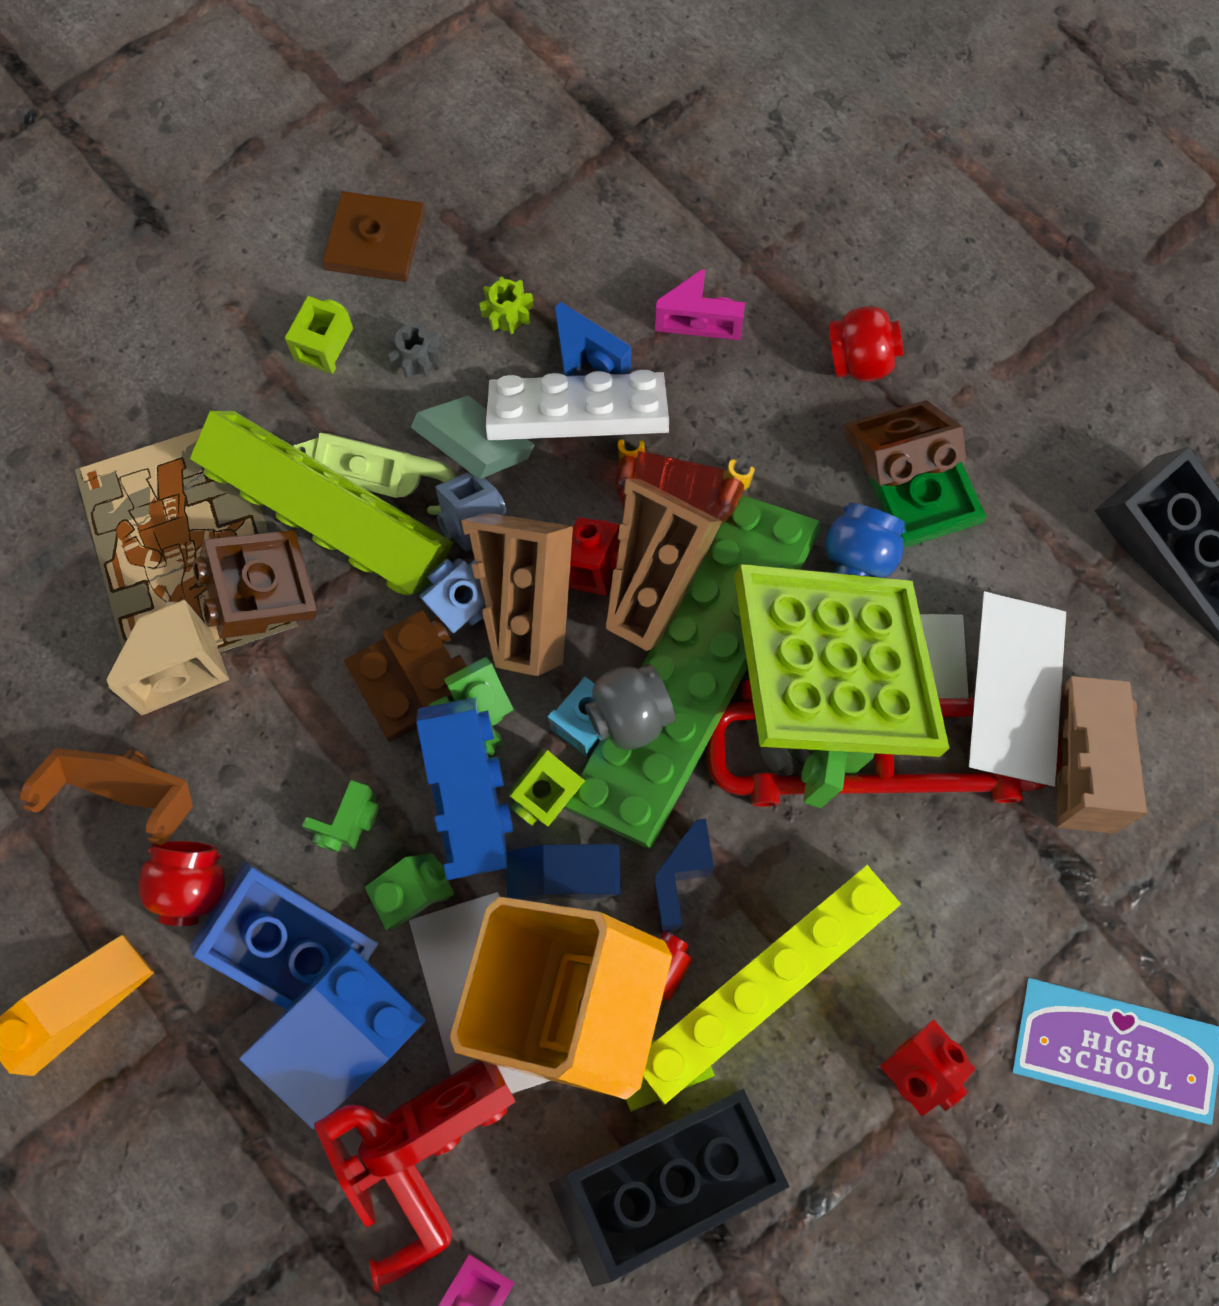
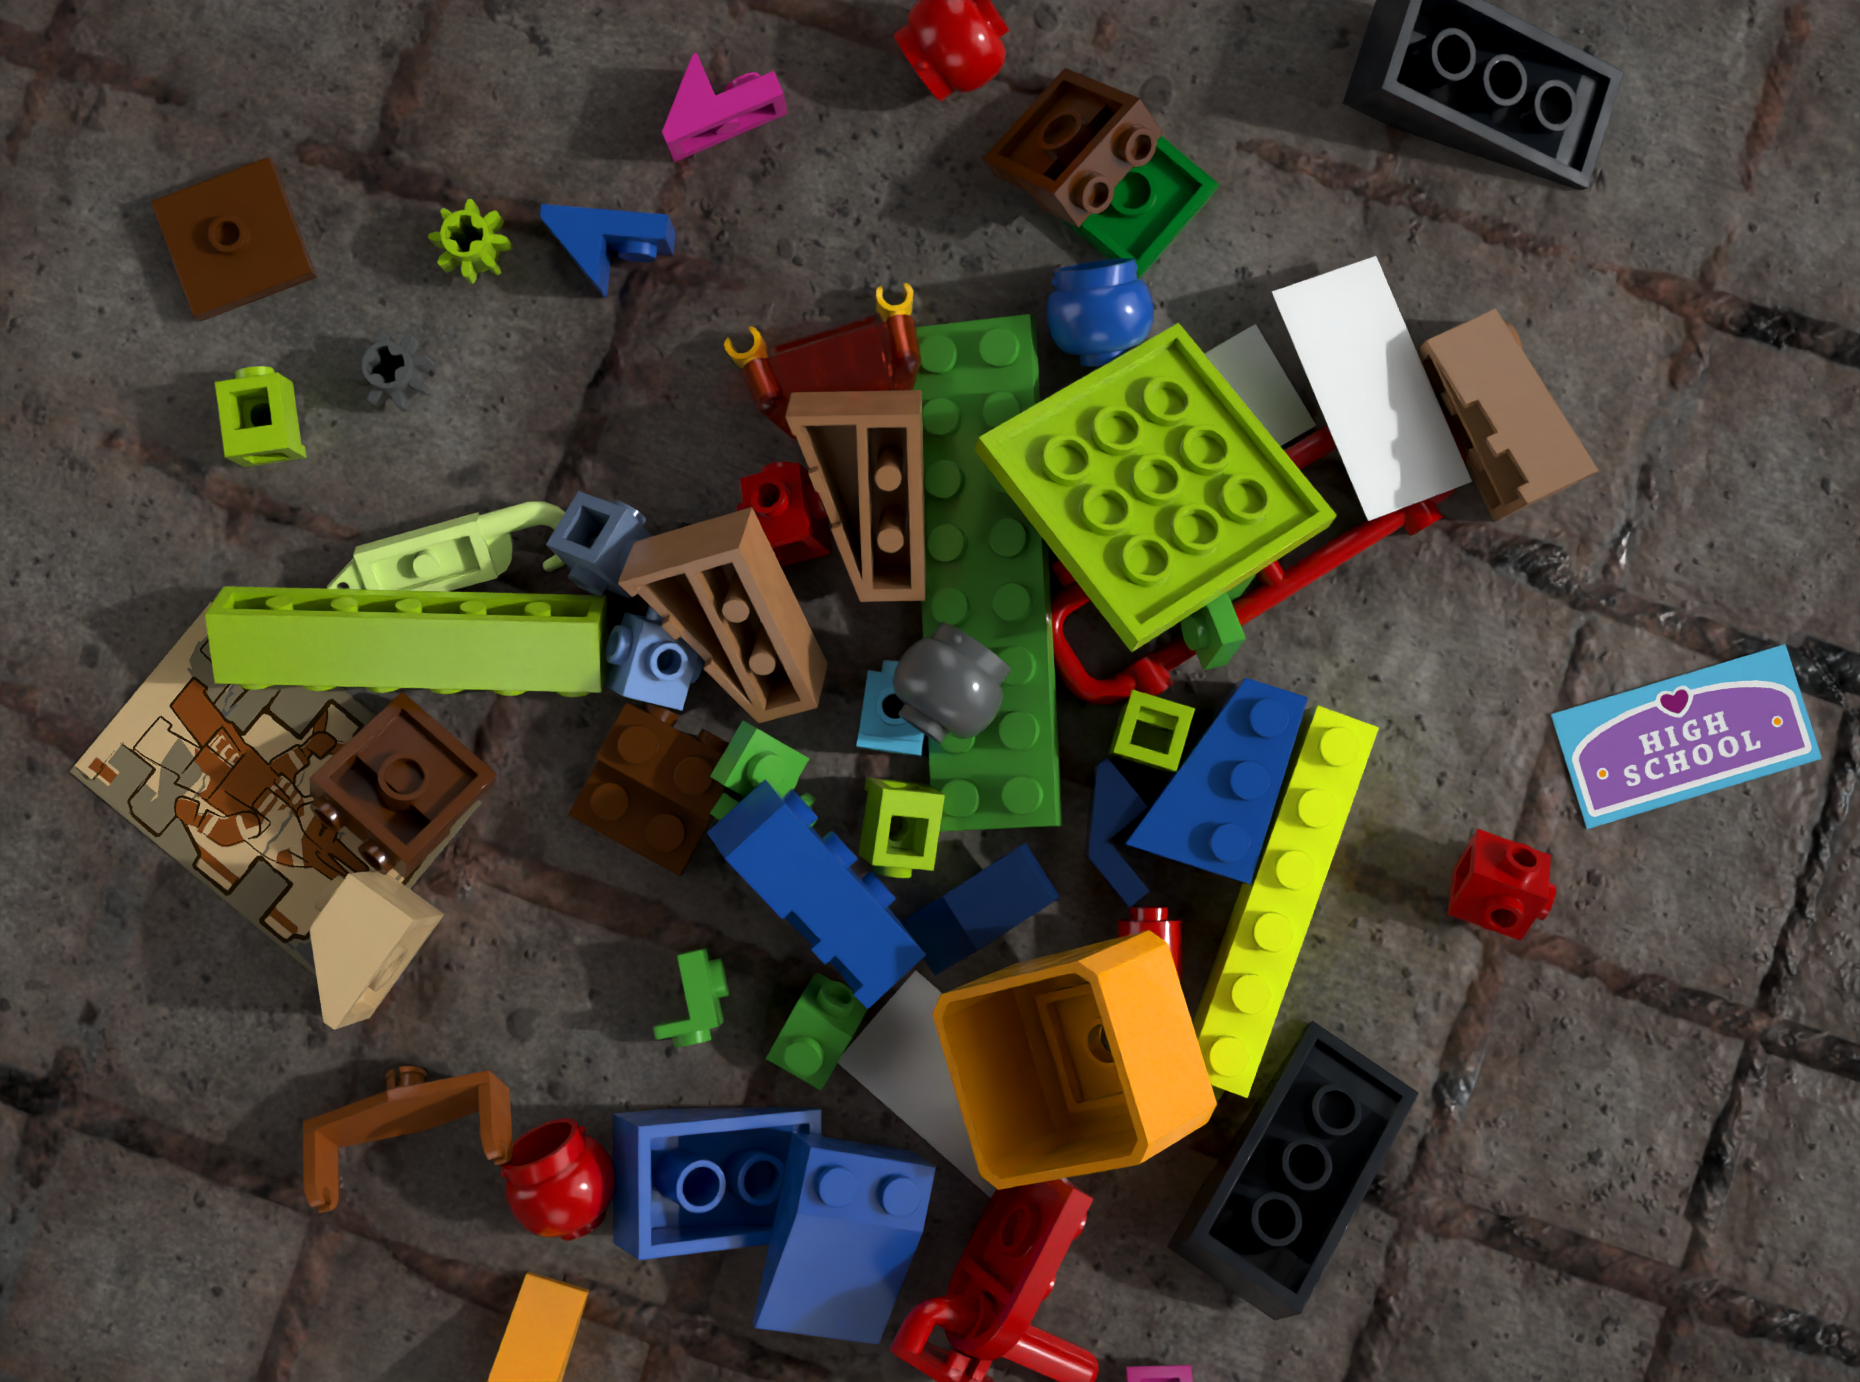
camera: 30 degrees left, 15 degrees up
(461, 433) = (545, 448): sand green tile -> none
(577, 405) = (647, 330): white plate -> none
(744, 820) = (1151, 731): none -> lime brick
(772, 886) = (1225, 785): none -> blue wedge

